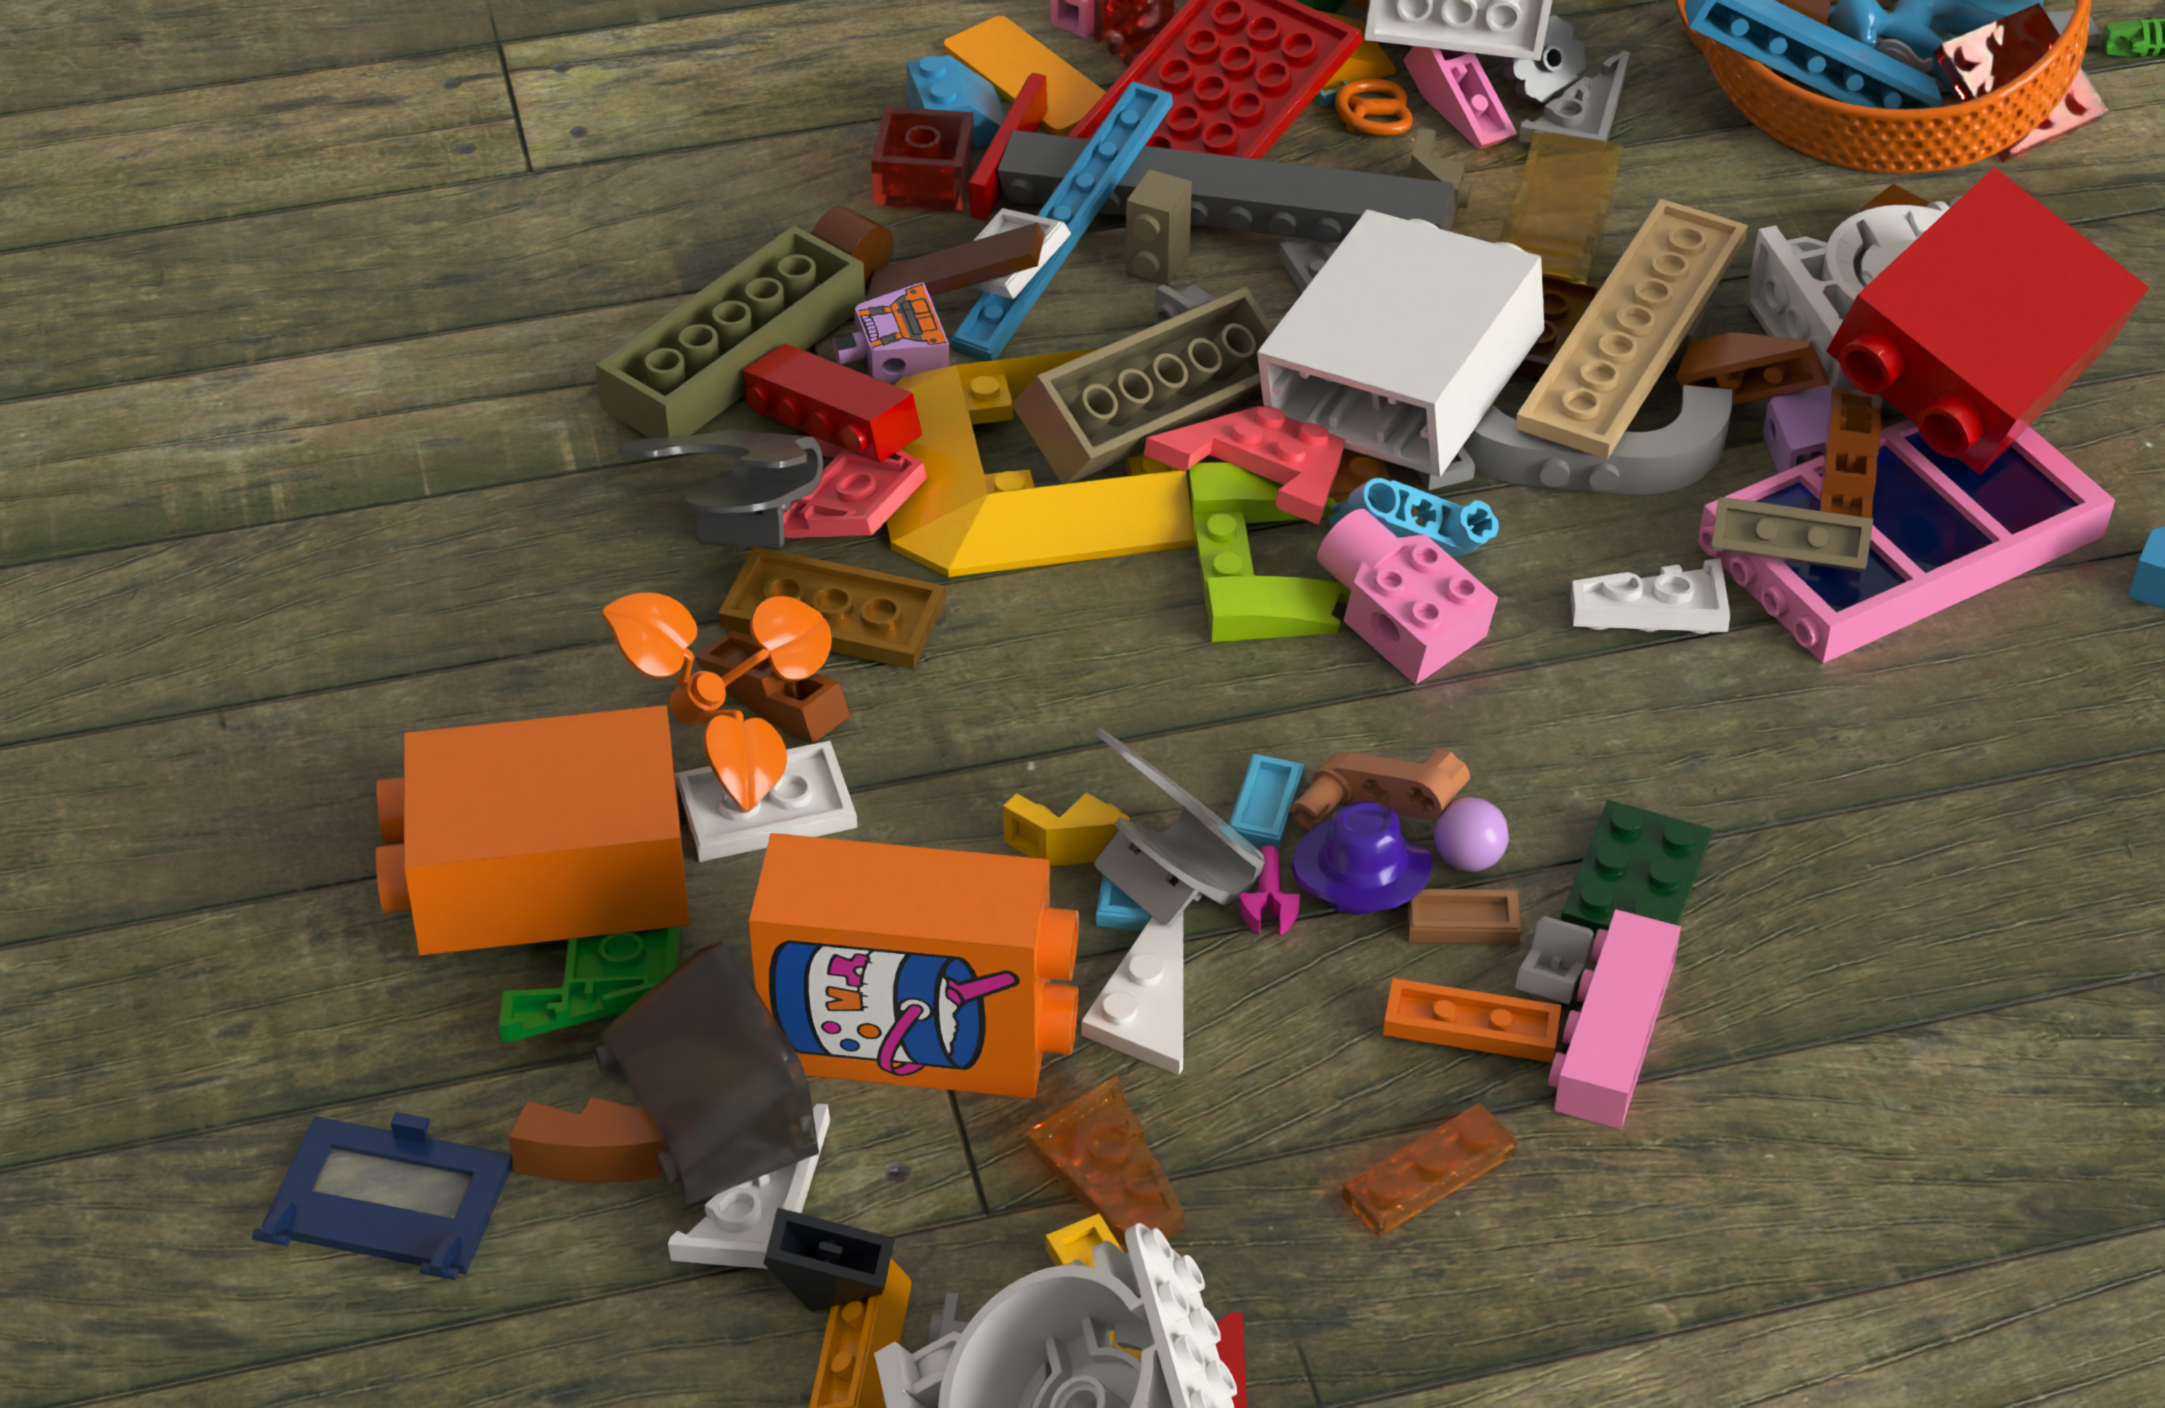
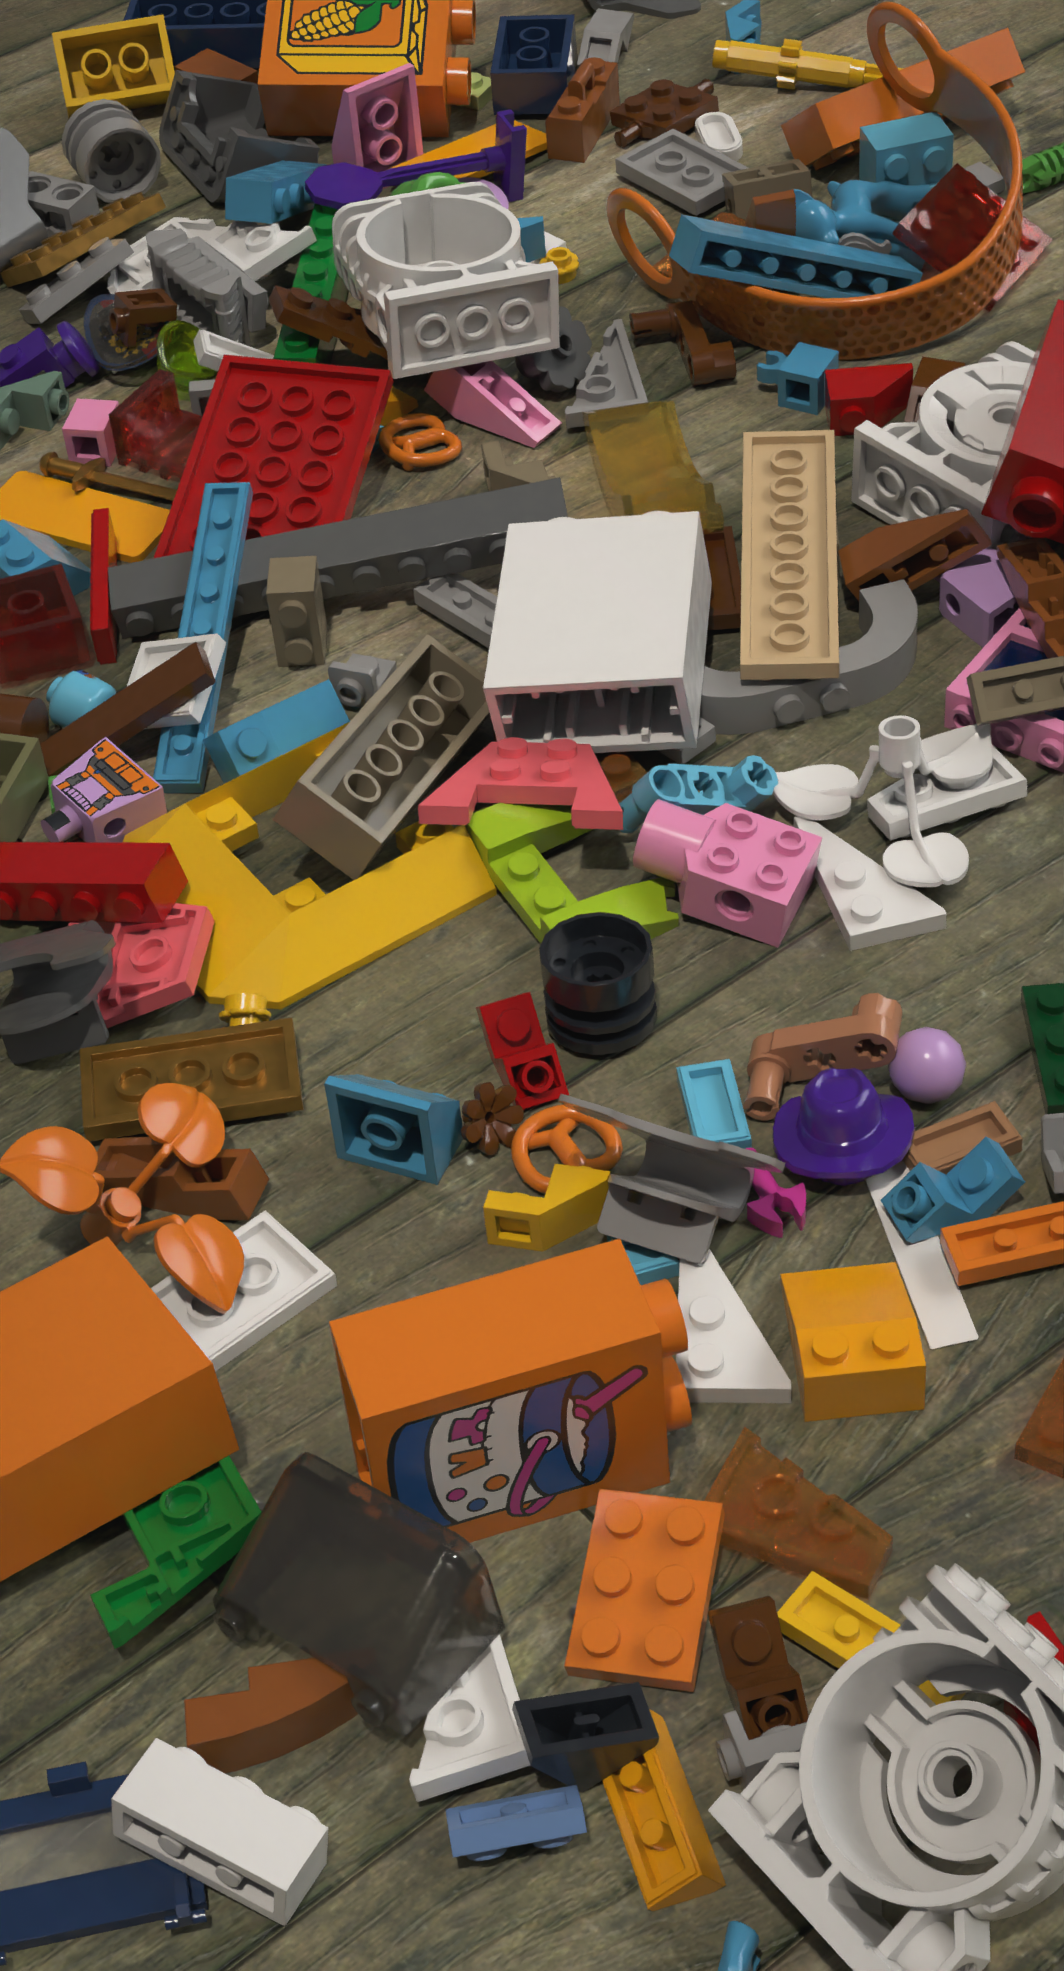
camera: 20 degrees left, 0 degrees up
(501, 1213) = (220, 1830): none -> white brick
(717, 1303) = (538, 1818): none -> medium blue plate
(911, 564) = (244, 1009): none -> yellow plate
(924, 235) = (75, 696): none -> medium azure head
(953, 1171) = (645, 1590): none -> orange plate
(974, 708) = (393, 1126): none -> dark azure slope
(1009, 1250) = (756, 1666): none -> reddish brown slope
(1063, 38) = (93, 471): none -> pearl gold sword
(1064, 735) = (490, 1117): none -> reddish brown plant
(1078, 326) = (275, 730): none -> dark azure slope
(1114, 776) = (561, 1143): none -> orange piece
(1127, 687) = (520, 1050): none -> red slope
(1220, 653) = (598, 983): none -> black wheel
(1257, 1043) = (854, 1342): none -> light orange slope
(1361, 1026) = (924, 1273): none -> white sticker
(1410, 953) = (967, 1193): none -> dark azure slope
(1520, 667) = (864, 898): none -> white wing
(1539, 558) = (951, 756): none -> white plant
(1686, 120) = (703, 361): none -> reddish brown beam
(1770, 165) = (799, 376): none -> dark azure brick
(1815, 203) = (866, 394): none -> red slope

